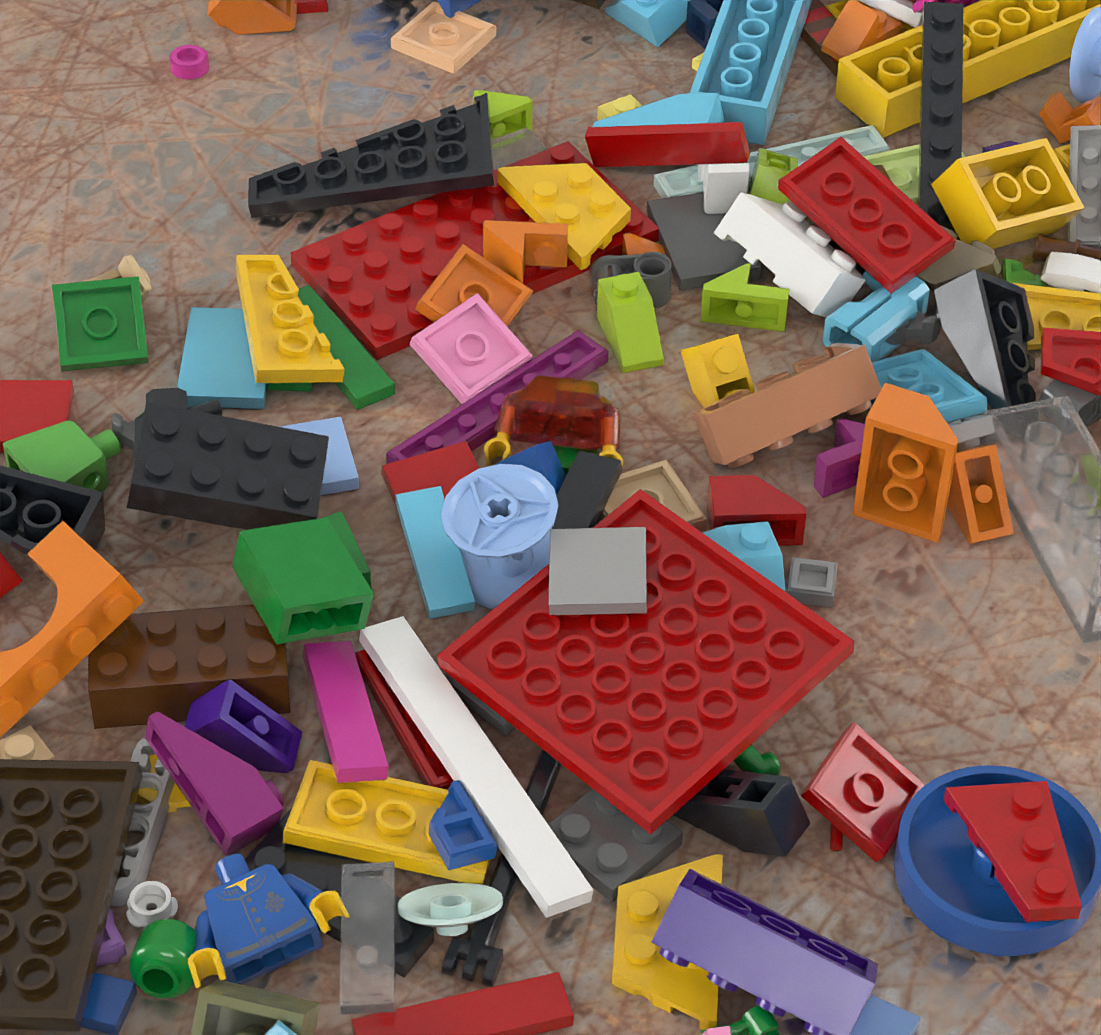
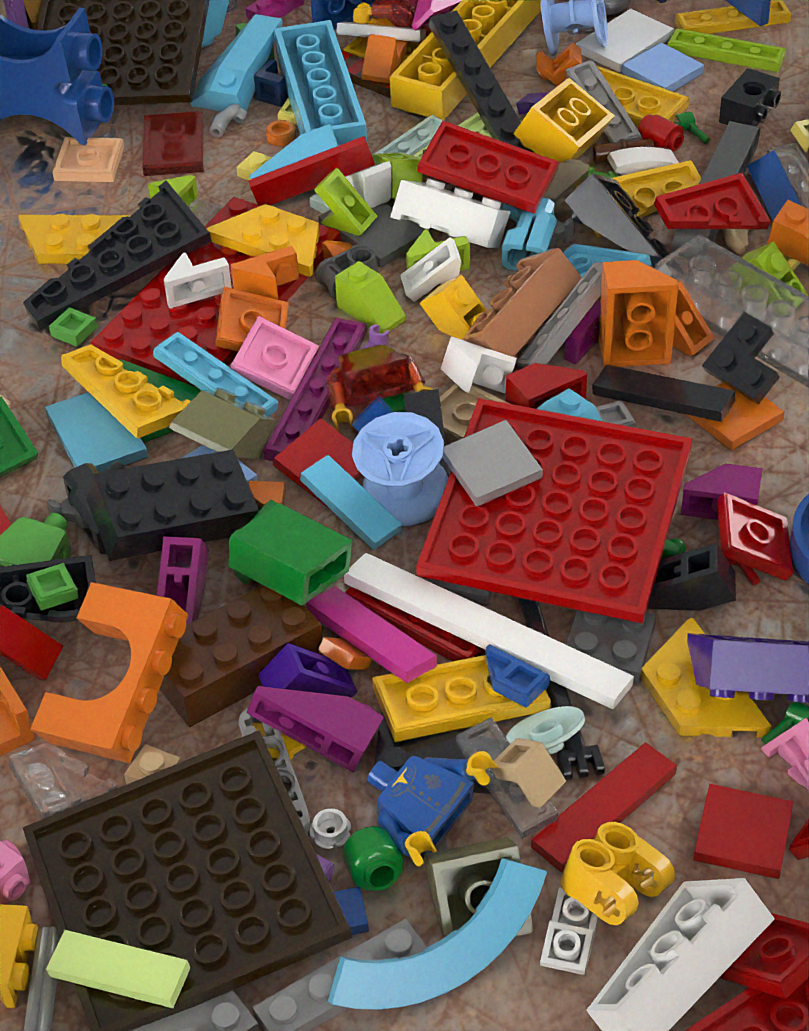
camera: 25 degrees left, 0 degrees up
(34, 509) = (52, 586): none -> bright green tile
(187, 563) = (183, 573): none -> magenta slope
(284, 227) = (73, 326): none -> bright green plate
(301, 720) = (344, 653): none -> orange tile
(345, 114) = (62, 236): none -> yellow wing
(351, 405) = (225, 424): none -> olive slope
(358, 506) = (266, 490): none -> orange tile
(384, 941) = (531, 768): none -> tan panel
(388, 349) = (208, 372): none -> medium azure tile
(432, 225) = (192, 283): none -> white slope
(550, 52) = (173, 143): none -> clear red tile
(609, 375) = (376, 338): none -> medium lavender hand
(628, 41) = (221, 121): none -> light grey arm
(677, 198) = (348, 208): none -> lime slope
(678, 80) = (280, 133): none -> orange tile
(686, 447) = (475, 364): none -> white slope
(723, 316) = (435, 268): none -> white slope
(814, 442) = (564, 319): none -> light grey tile
(883, 714) = (702, 493): none -> magenta slope
(892, 574) = (664, 392): none -> black tile
(965, 633) = (742, 421): none -> orange tile
(1002, 564) = (735, 360): none -> black plate

